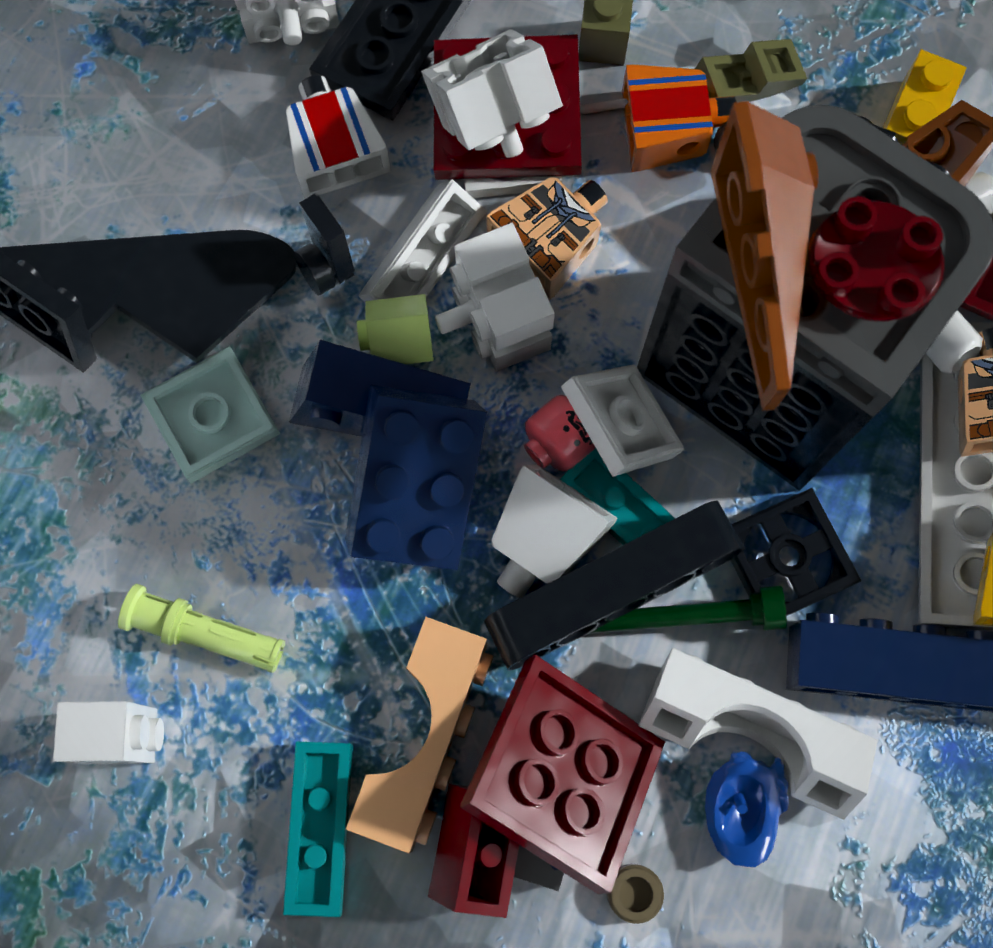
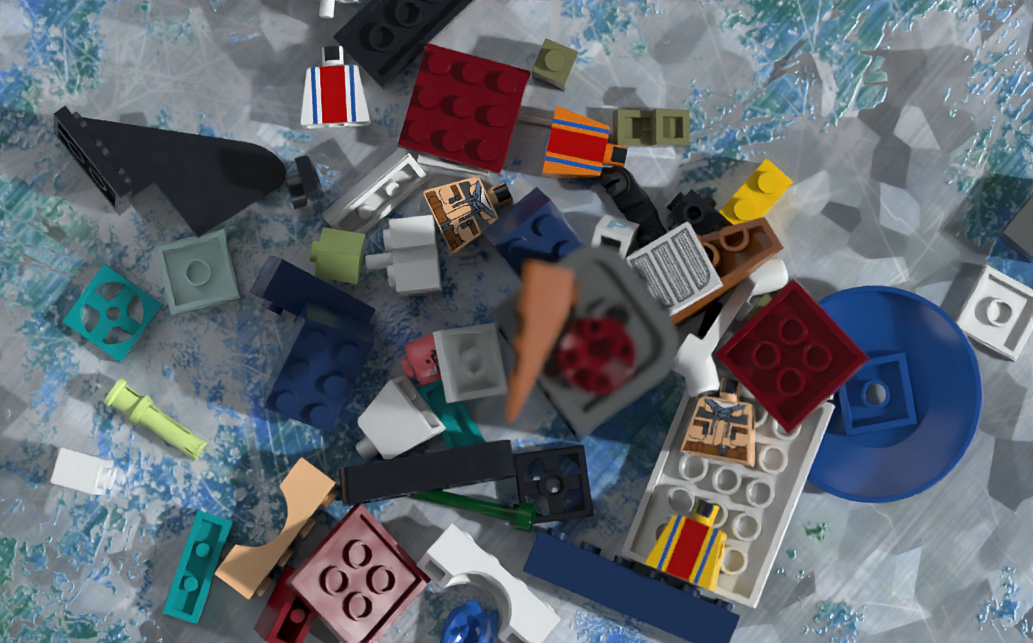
camera: 25 degrees right, 10 degrees up
(67, 489) = (104, 326): none -> teal piece
(492, 90) = (445, 115): white brick -> none
(645, 225) = (532, 233): none -> dark blue brick

